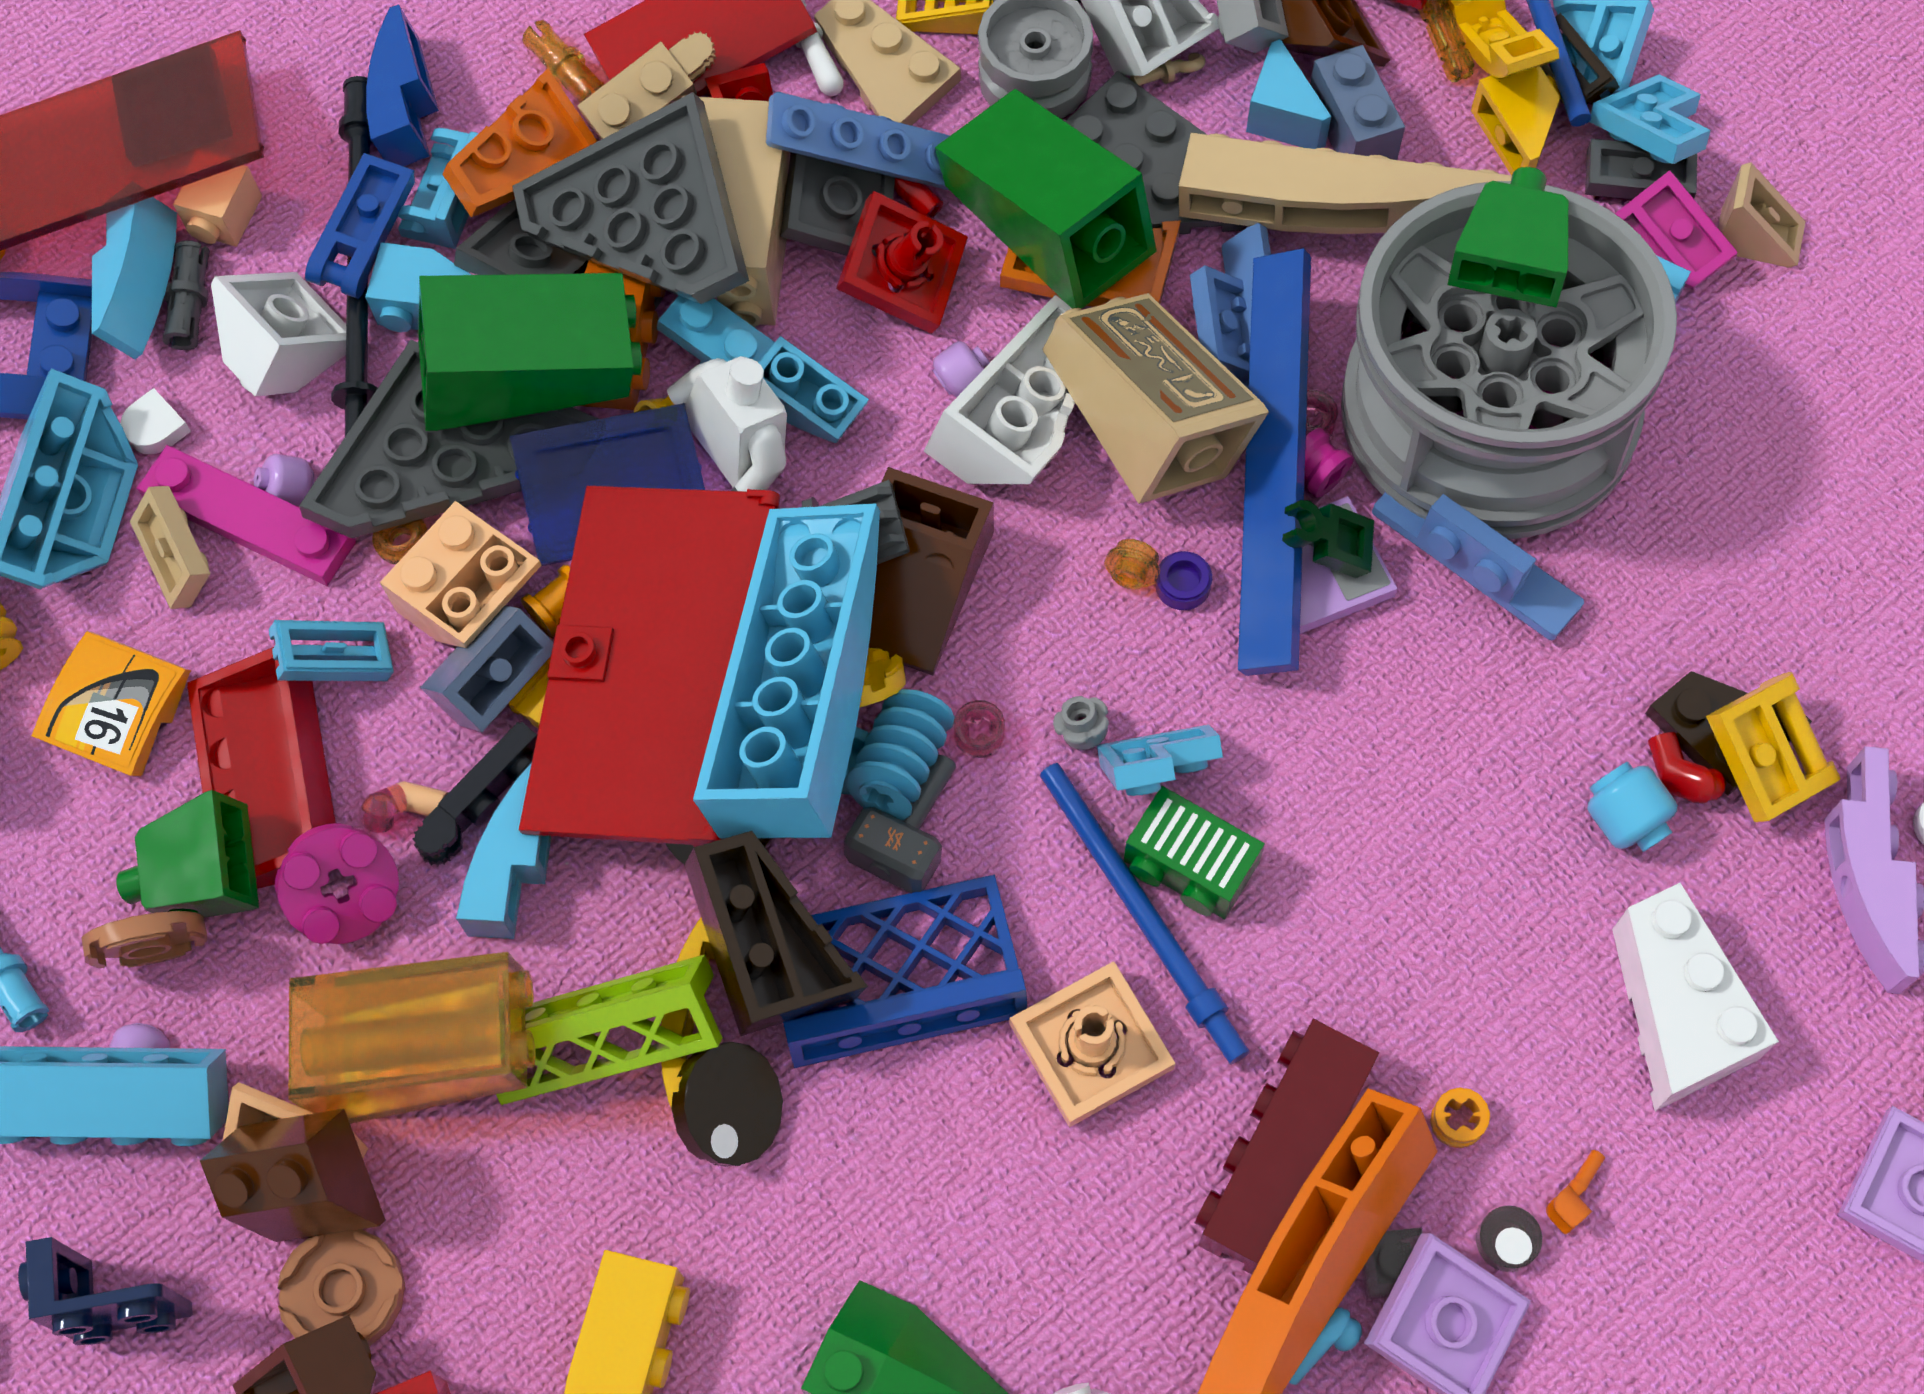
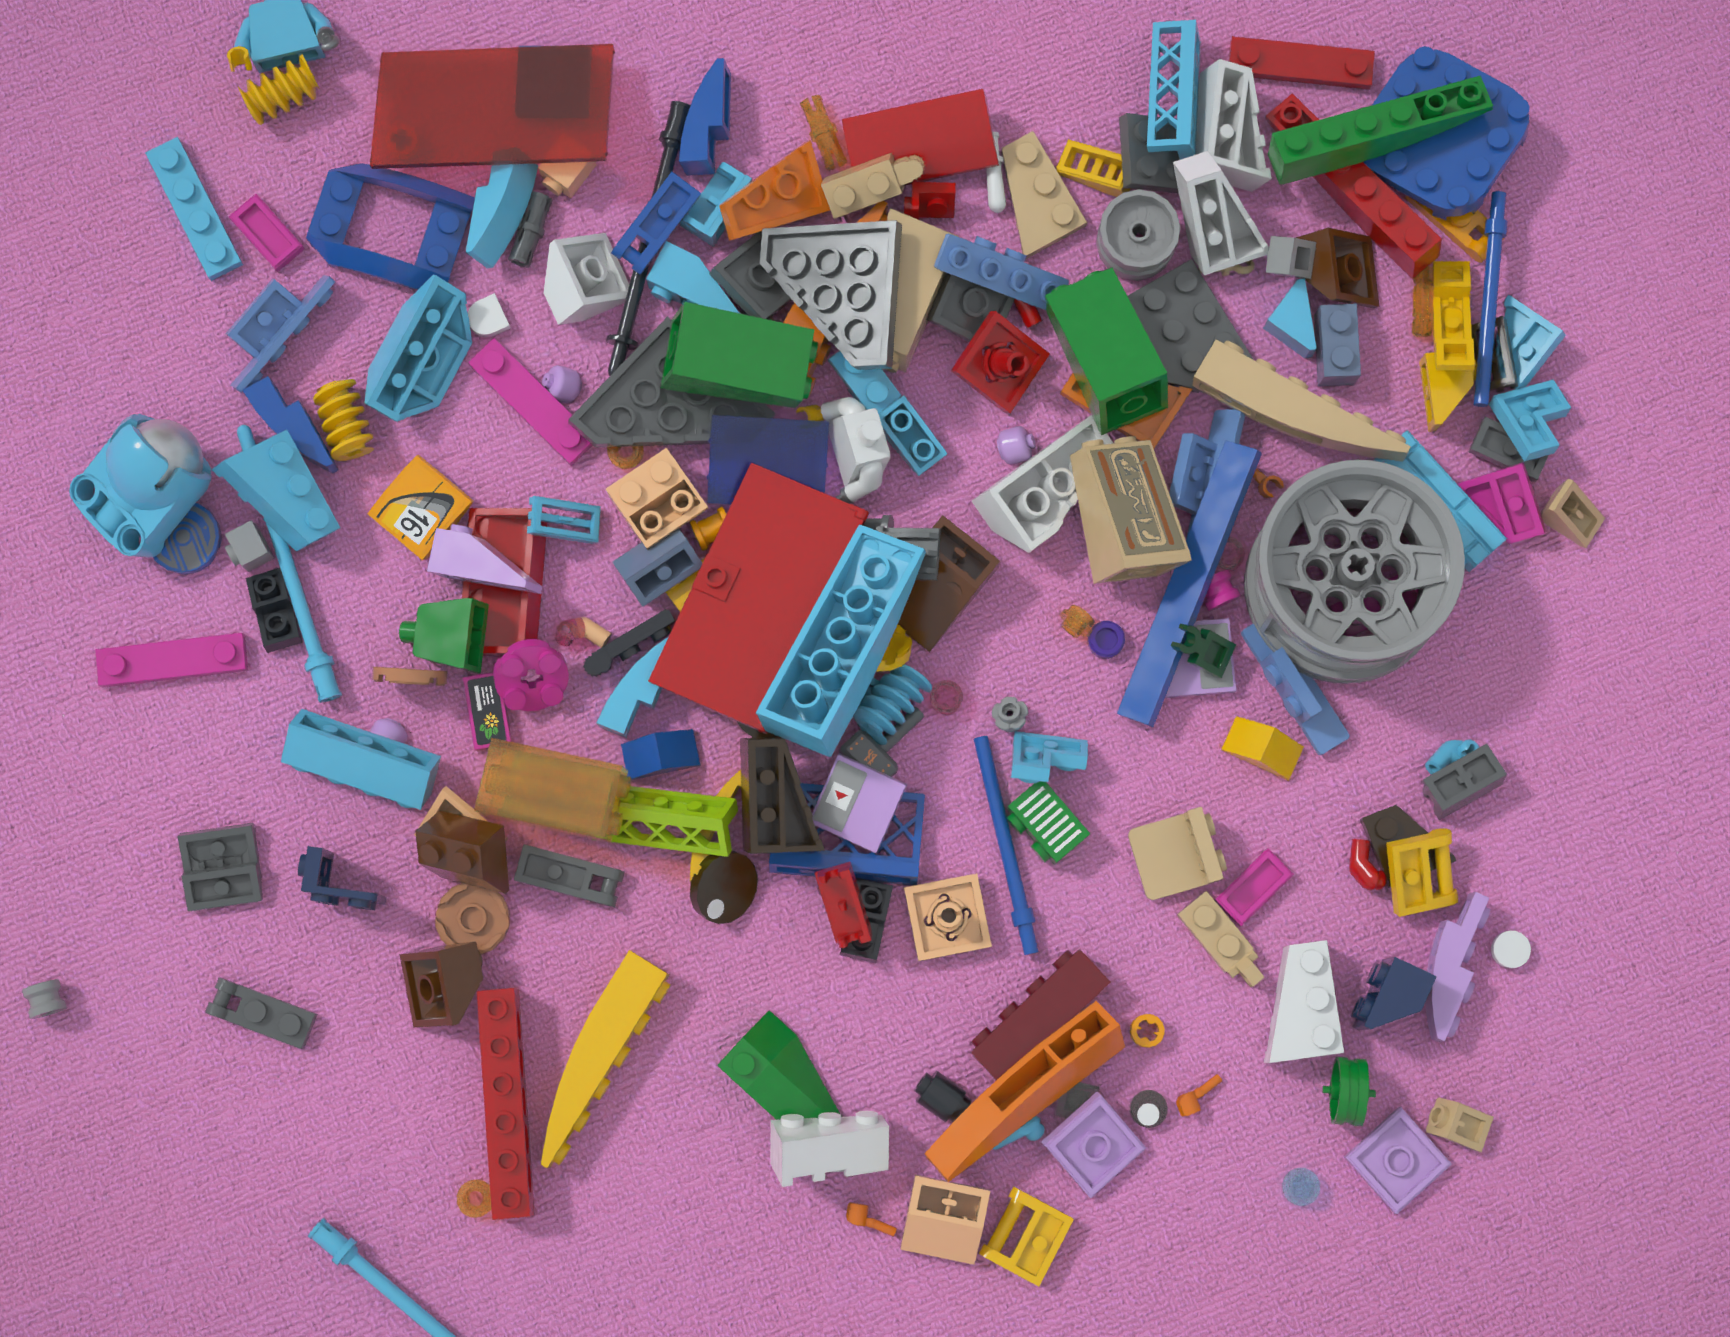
camera: 15 degrees right, 15 degrees up
(170, 547) = (480, 413): tan plate -> none
(197, 746) = (471, 559): none -> lavender slope
(277, 954) = (486, 711): none -> tile
(476, 1170) = (567, 875): none -> dark grey plate
(572, 940) = (660, 753): none -> blue slope
(897, 910) = (858, 803): none -> lavender tile
(924, 1067) = (844, 904): none -> red hinge
(968, 1090) = (876, 903): none -> black slope
(1179, 1325) = (942, 1096): none -> black brick
(1327, 320) = (1262, 480): none -> orange hand
(1405, 837) = (1177, 854): none -> tan bracket
(1466, 652) = (1263, 747): none -> yellow slope
(1515, 241) = (1376, 516): green torso -> none
(1518, 945) = (1221, 938): none -> tan hinge
(1533, 855) = (1253, 887): none -> dark pink tile
(1632, 807) = (1322, 880): medium azure head -> none
(1741, 579) = (1449, 753): none -> medium azure arm
(1775, 606) = (1464, 781): none -> dark grey hinge
(1794, 1282) = (1301, 1186): none -> clear light blue plate
(1809, 928) = (1394, 993): none -> dark blue slope
(1809, 1102) = (1349, 1091): none -> green wheel

